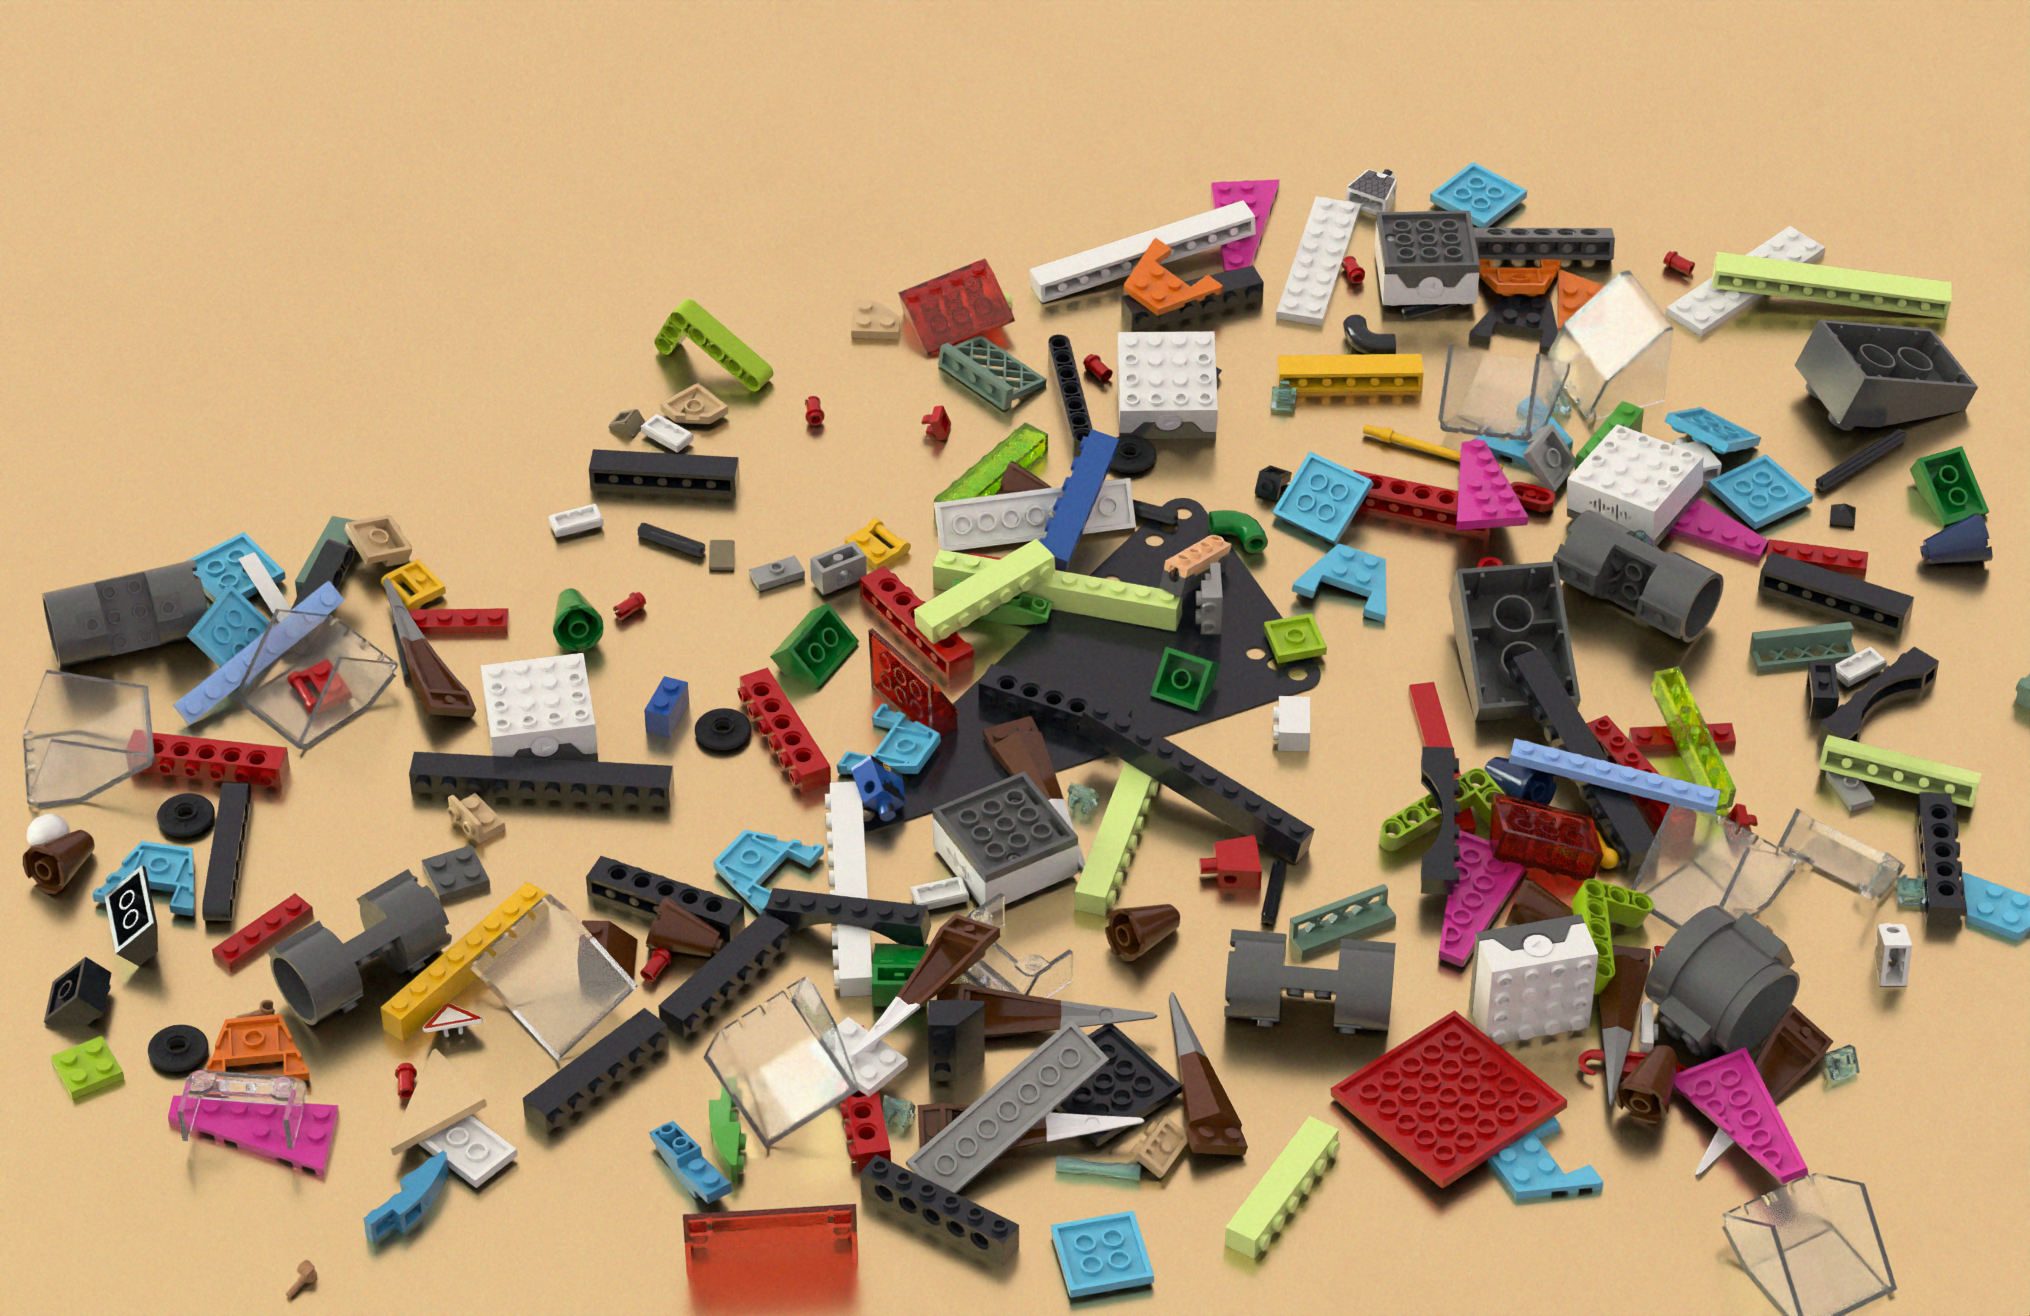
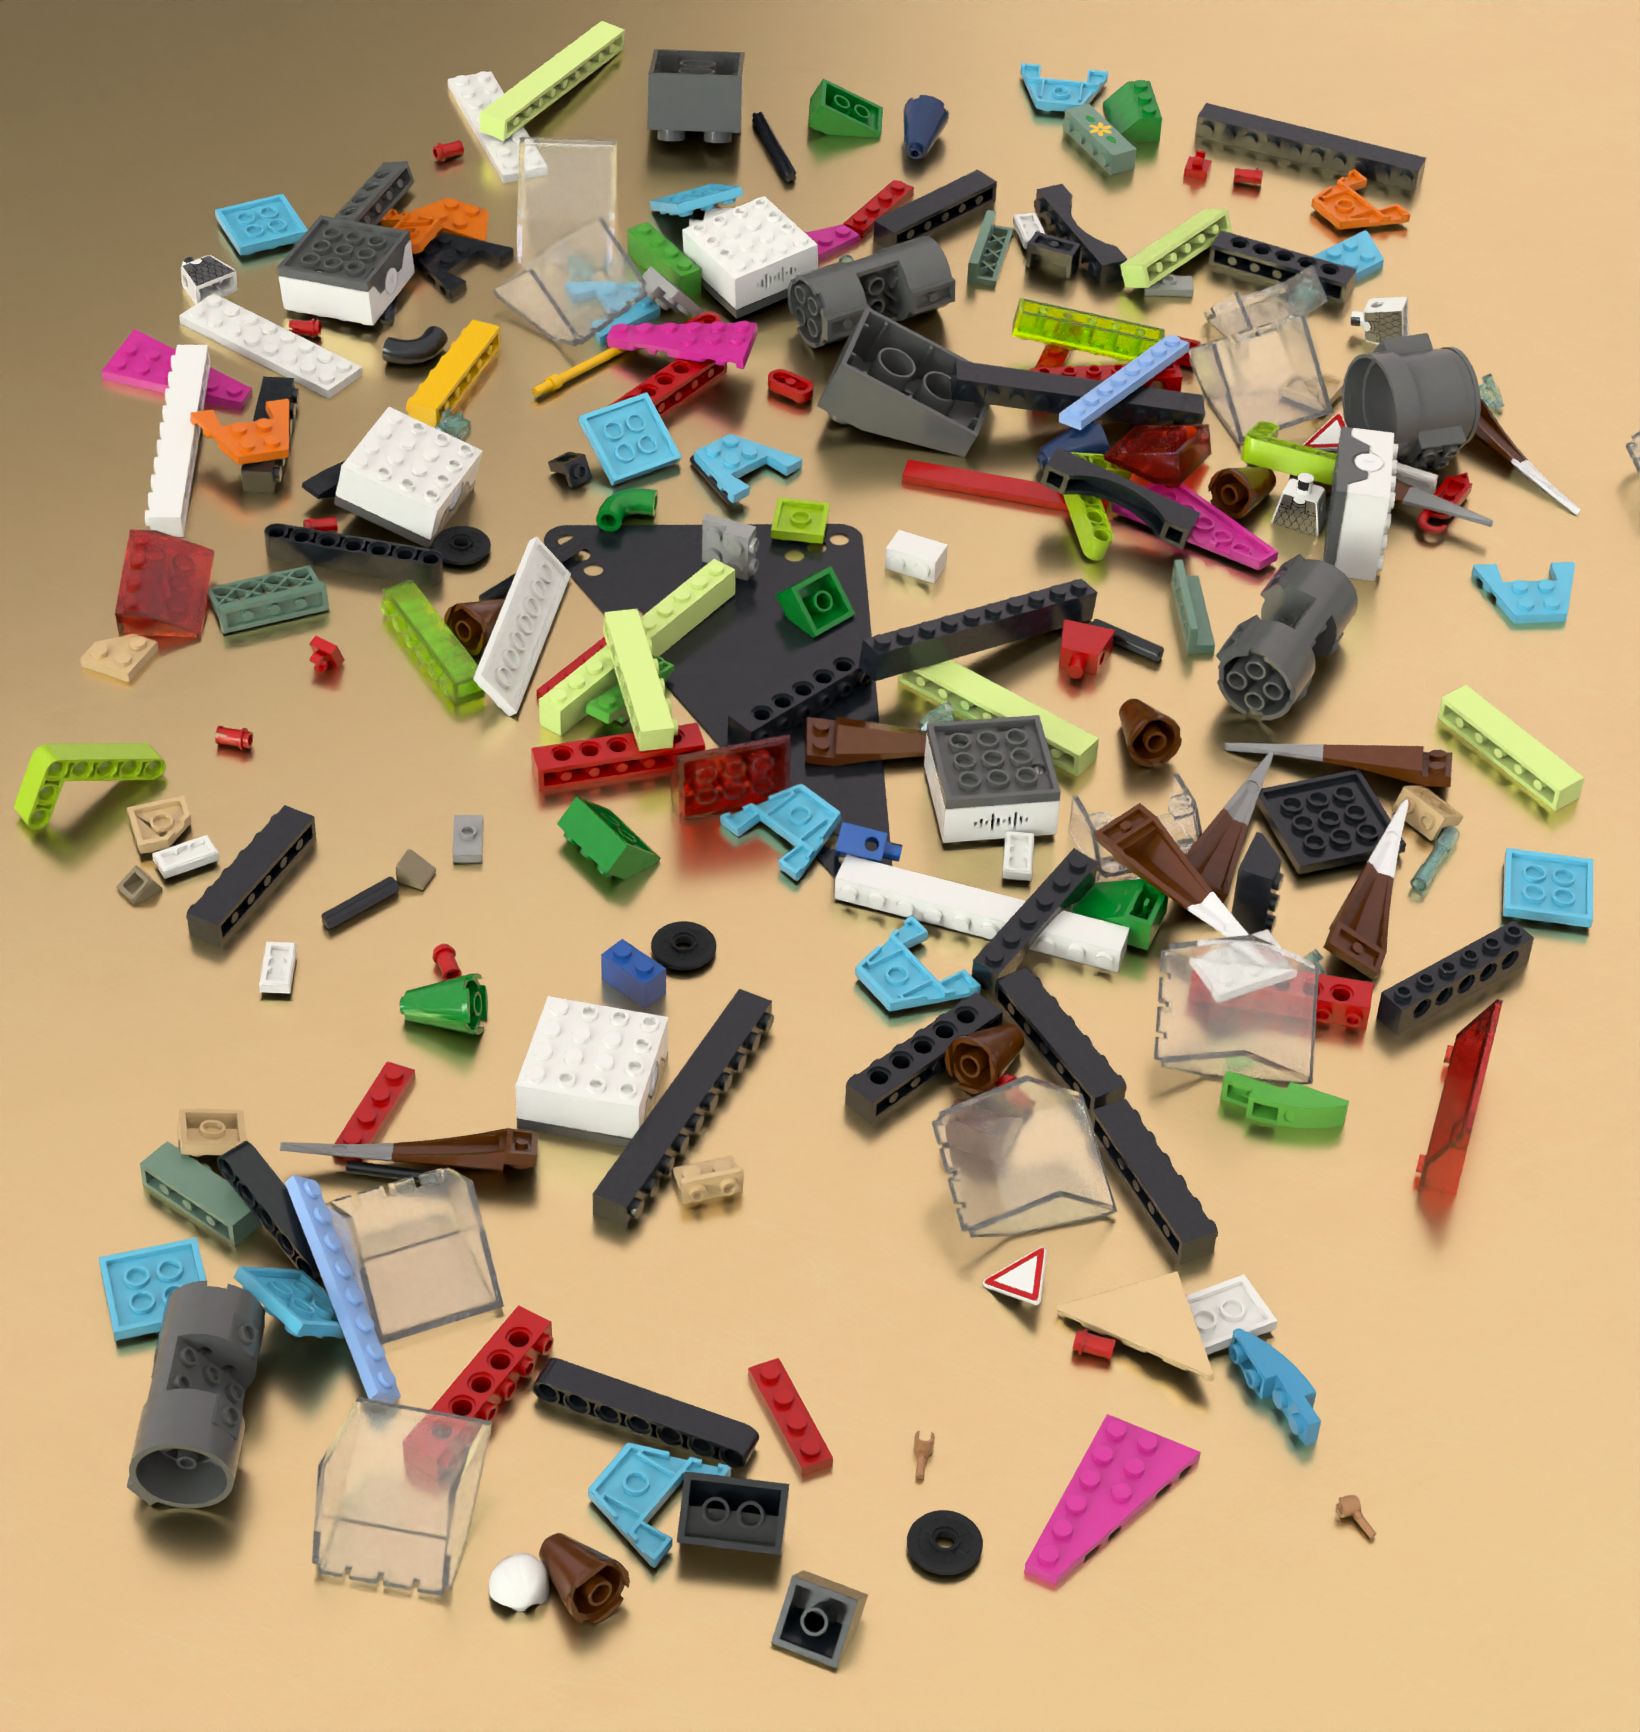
camera: 70 degrees left, 0 degrees up
(87, 1067) = (935, 1640): lime plate -> none
(198, 805) = (557, 1458): black wheel -> none
(244, 1088) = (1060, 1510): clear windscreen -> none
(257, 1041) = (972, 1467): orange wing -> none
(264, 582) = (216, 1260): white sticker -> none
(317, 676) = (416, 1248): red plate -> none
(321, 972) = (905, 1315): dark grey cylinder -> none
(419, 580) = (289, 1124): yellow plate -> none
(451, 971) = (941, 1244): yellow brick -> none
(455, 873) = (785, 1221): dark grey plate -> none
(688, 1164) = (1317, 1146): dark azure slope -> none
(784, 730) = (720, 896): red brick -> none
(838, 567) = (506, 783): light grey brick -> none
(877, 552) = (474, 760): yellow plate -> none
(1009, 1109) = (1367, 879): light grey plate -> none
(1079, 496) = (547, 575): blue brick -> none
(1187, 569) = (683, 537): light nougat piece -> none
(1448, 1098) = (1446, 615): red plate -> none
(1649, 1086) = (1488, 490): reddish brown cone -> none
(1740, 1105) = (1523, 454): dark pink wing -> none
(1760, 491) = (791, 198): medium azure plate -> none
(1842, 515) = (834, 178): black slope -> none

